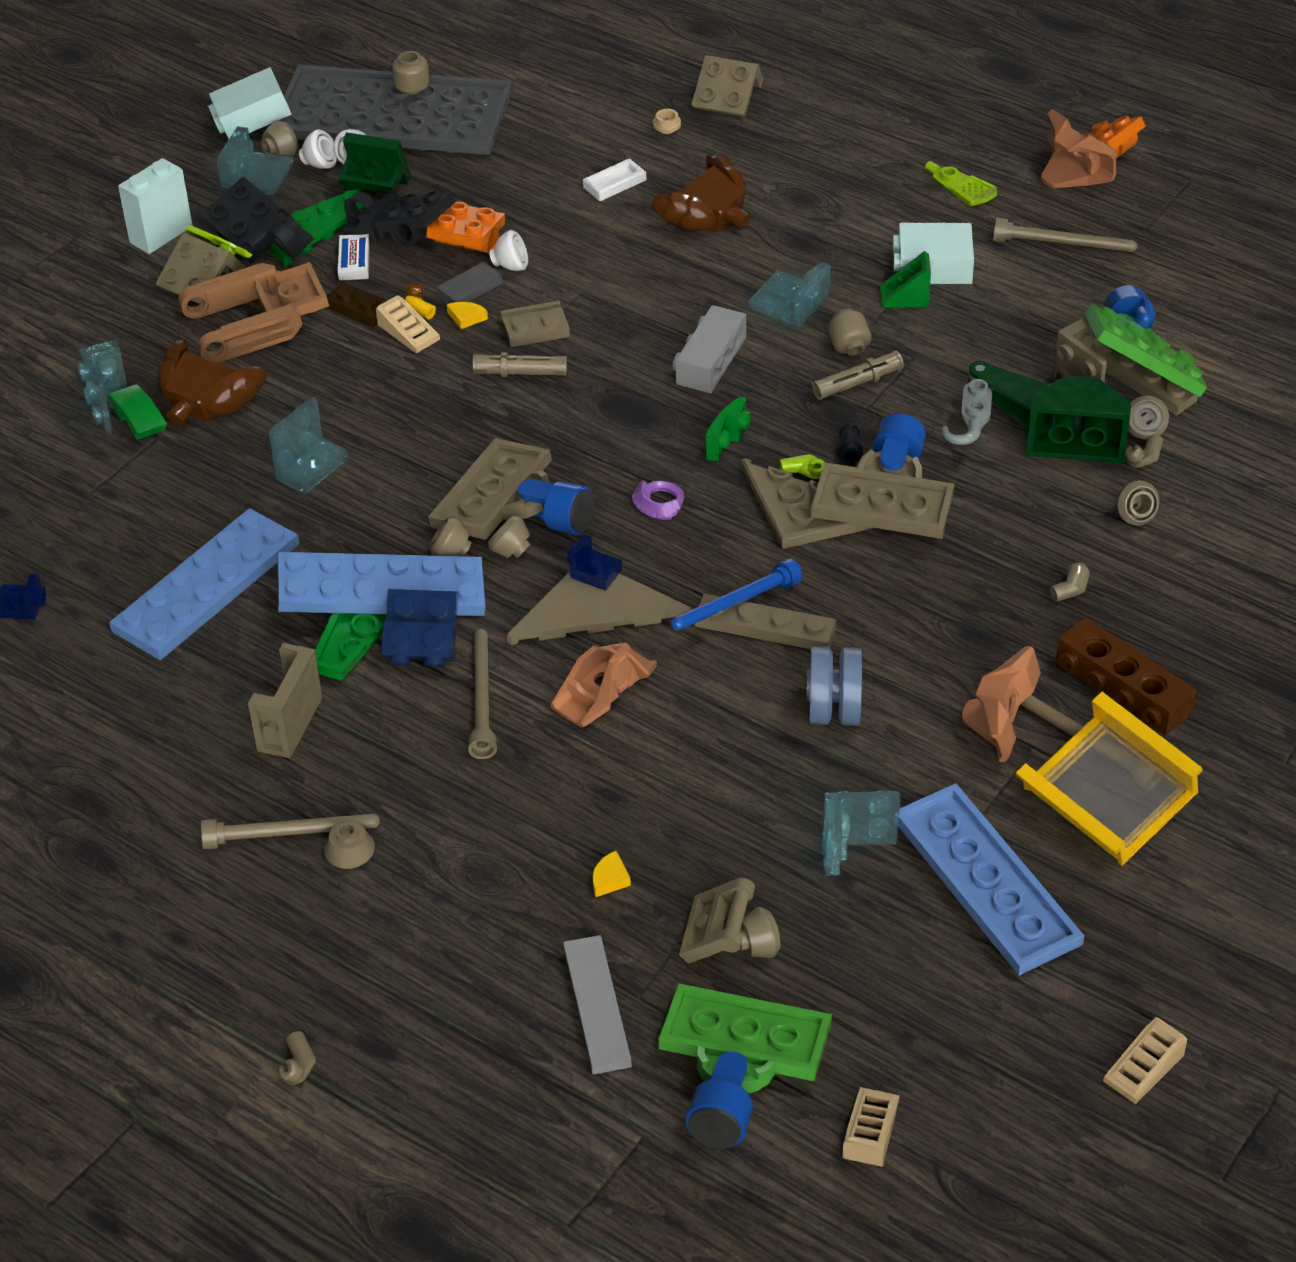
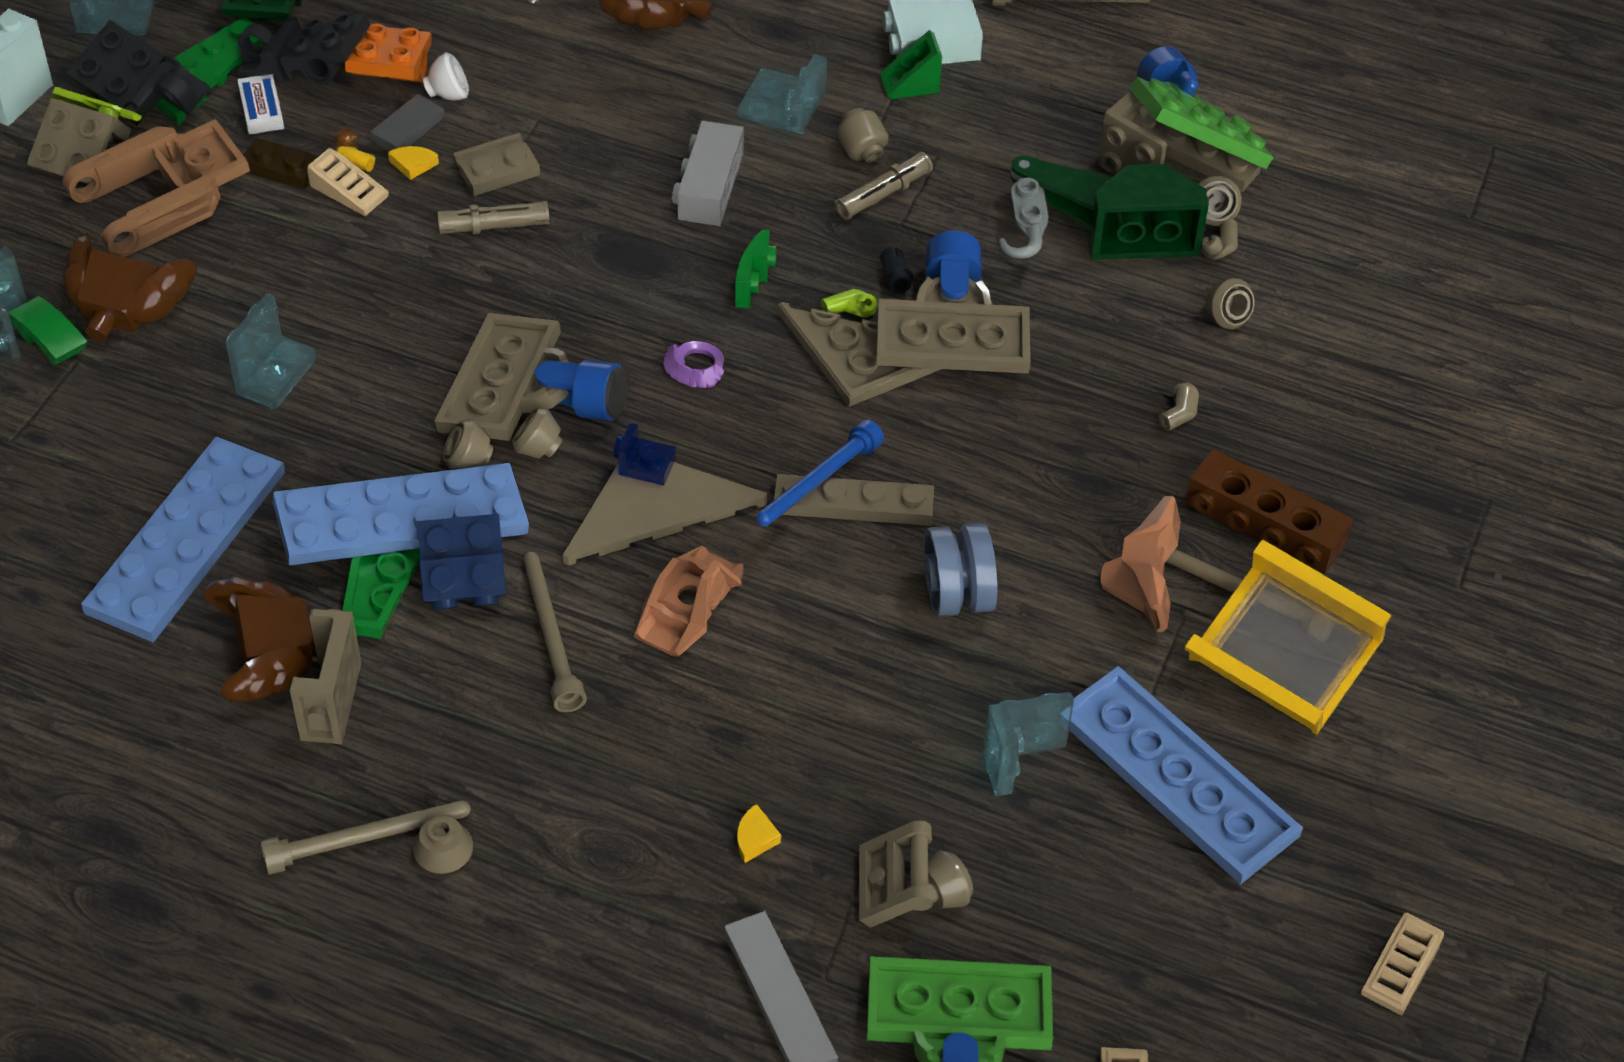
camera: 15 degrees left, 5 degrees up
(251, 664) = (271, 636): none -> reddish brown torso

